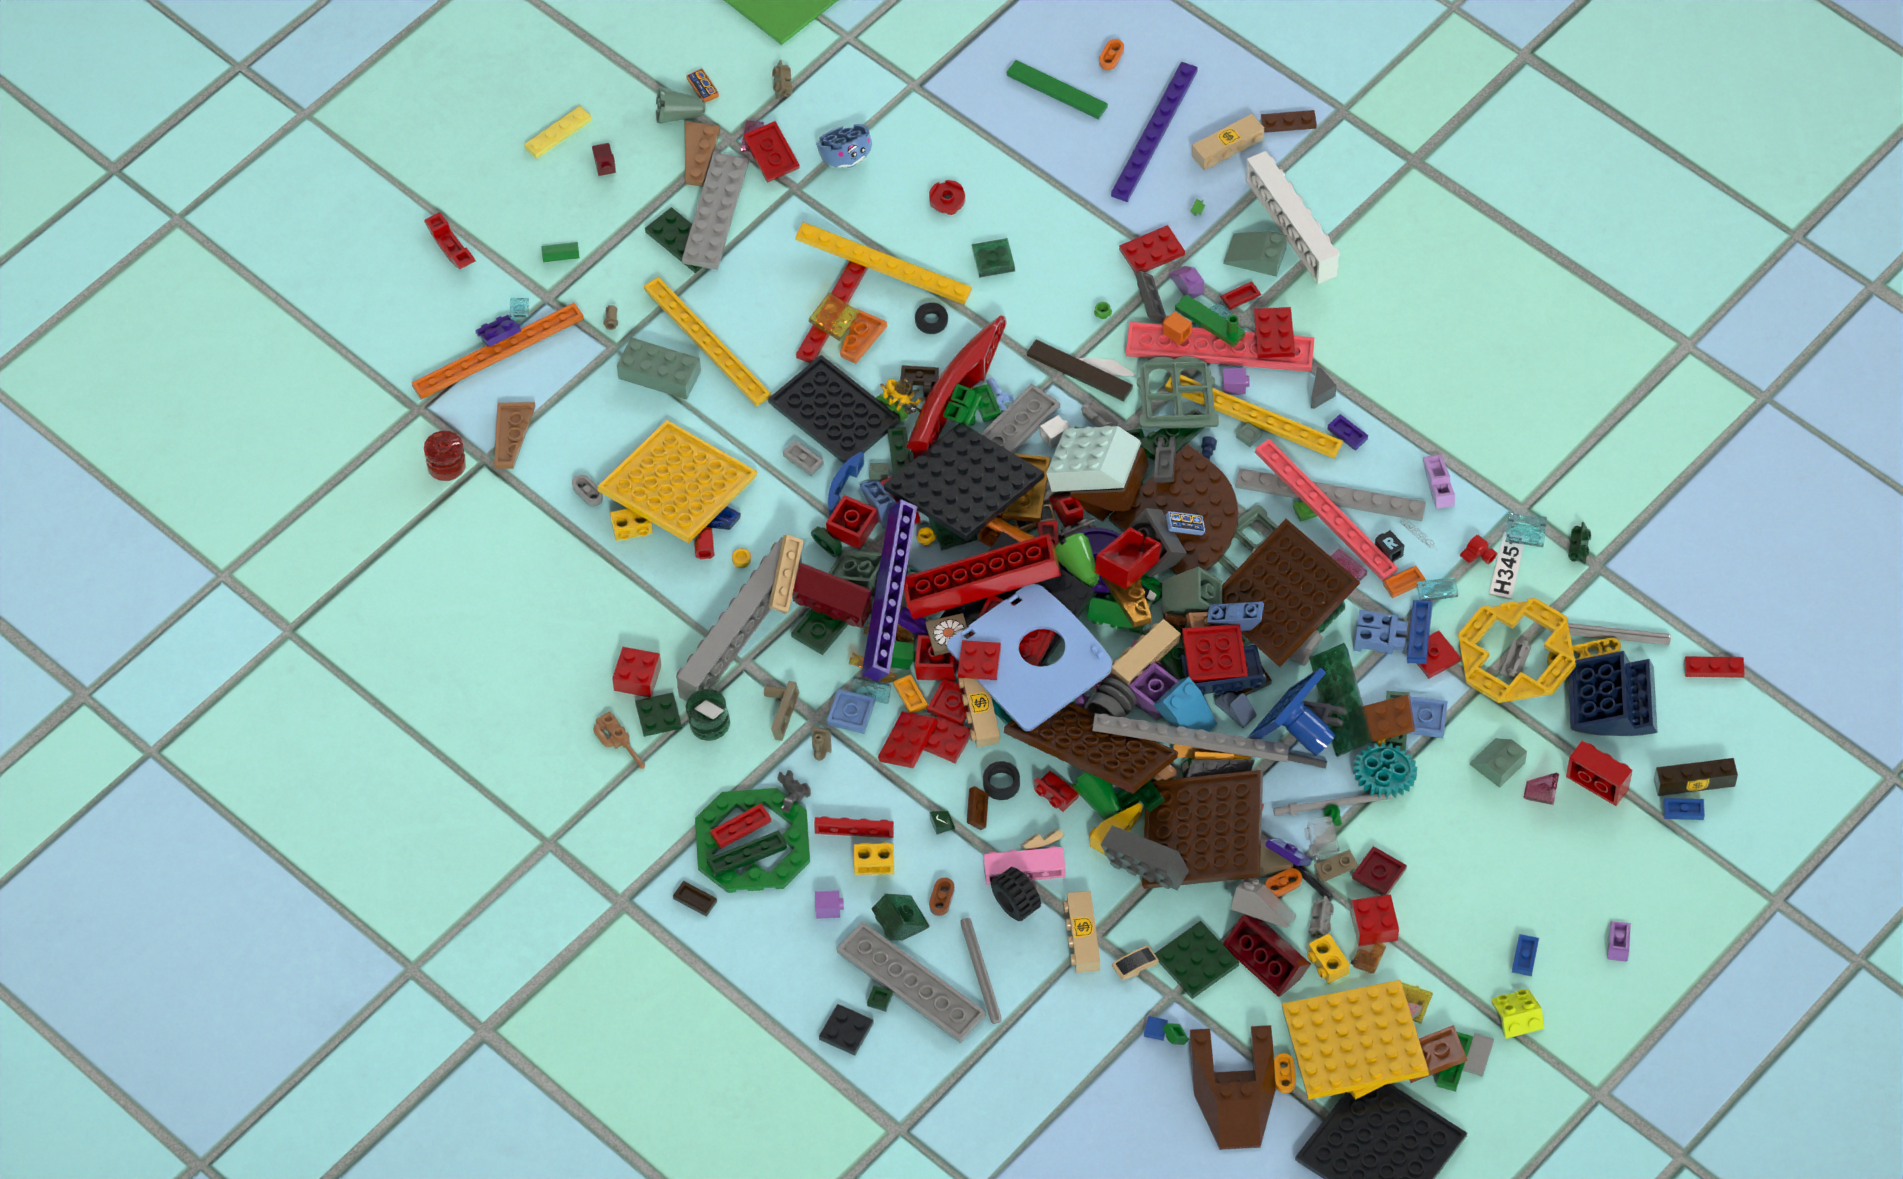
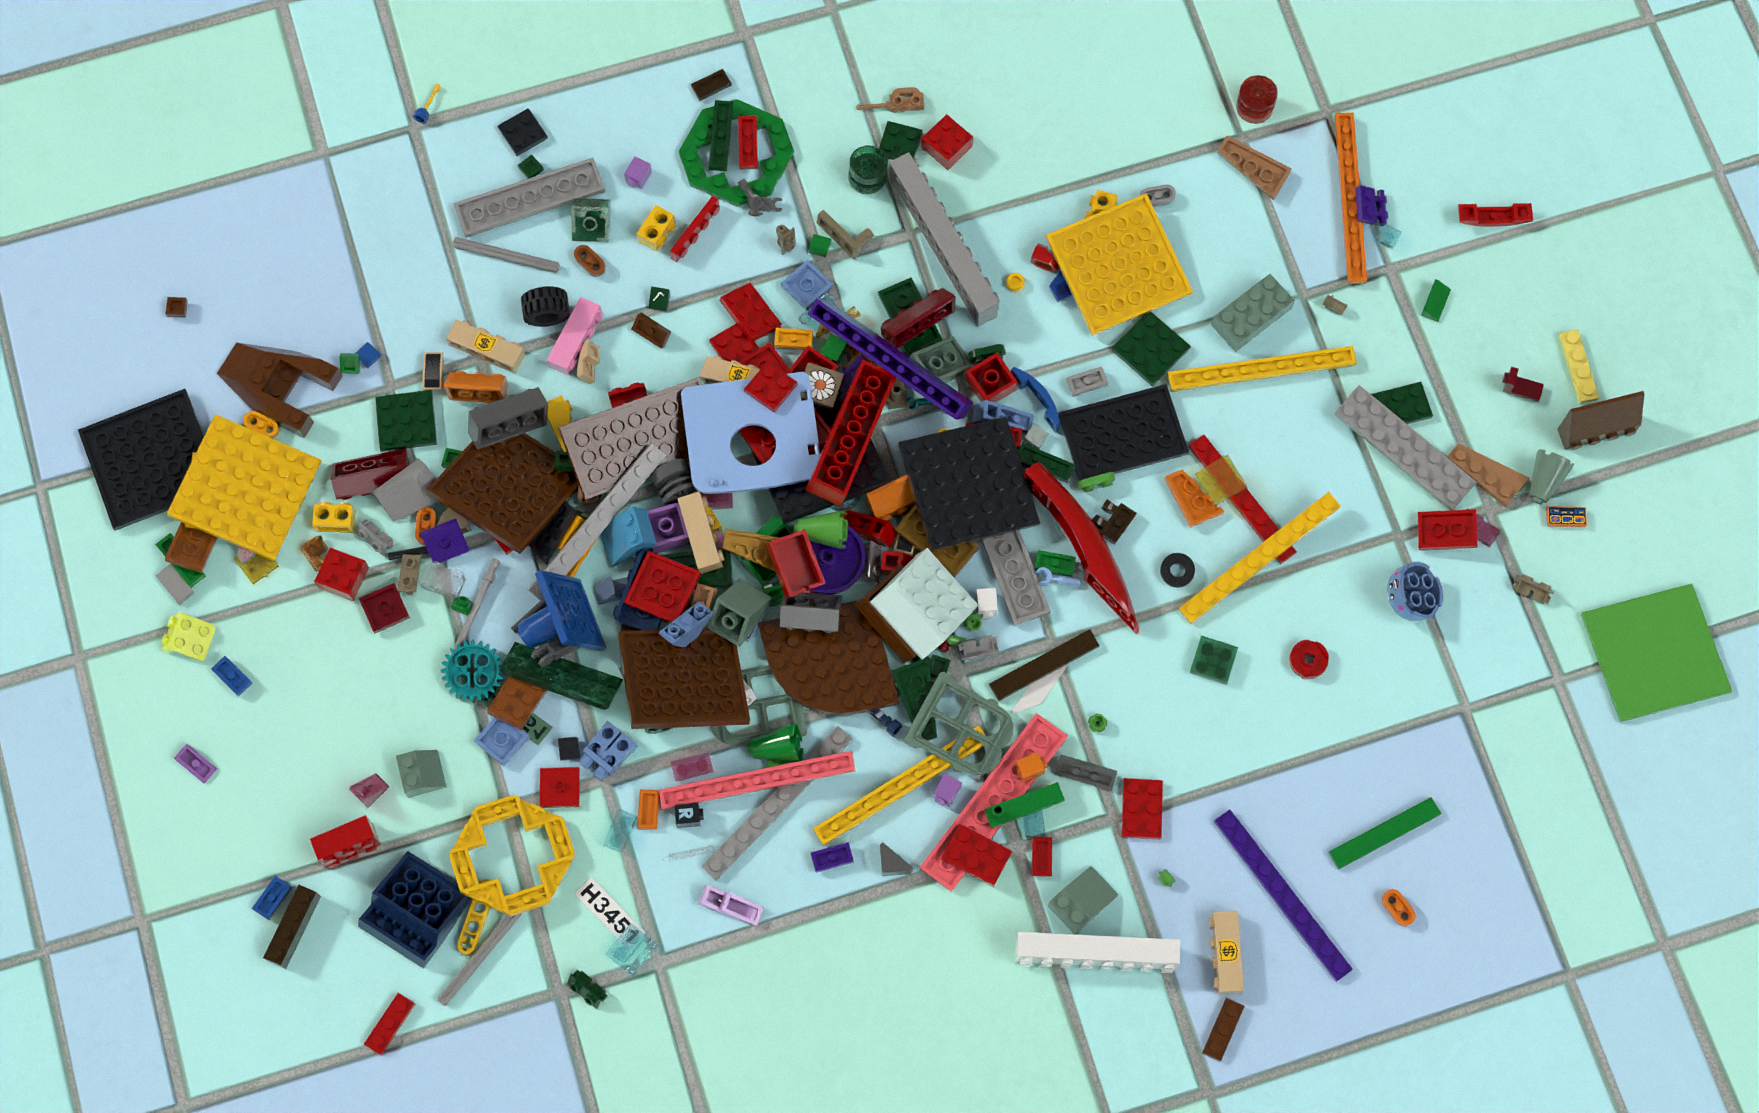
camera: 120 degrees right, 15 degrees up
(605, 90) = (1602, 421): none -> reddish brown slope
(709, 709) = (864, 164): white sticker -> none
(739, 429) = (1151, 348): none -> dark green plate
(785, 573) = (955, 283): tan plate -> none
(803, 723) = (820, 245): none -> green tile
(883, 1124) = (421, 114): none -> blue hinge
(899, 391) = (1098, 485): animal -> none
(968, 403) = (1053, 532): green hips -> none
(1003, 793) = (658, 351): black tyre -> none
(1127, 912) = (475, 387): none -> orange slope
(1165, 461) = (888, 667): dark grey hinge -> none
(1174, 619) = (721, 579): reddish brown piece -> none
(1185, 523) = (809, 642): tile -> none
(1188, 281) = (1086, 816): medium lavender slope -> none
(1206, 901) = (449, 456): none -> green tile
(1249, 434) = (884, 770): sand green tile -> none
(1283, 506) = (778, 745): none -> green cone
(1396, 665) = (569, 748): none -> black slope
(1419, 631) = (586, 786): blue tile -> none
(1478, 547) = (637, 894): red piece -> none
(1515, 659) = (504, 849): light grey hinge -> none

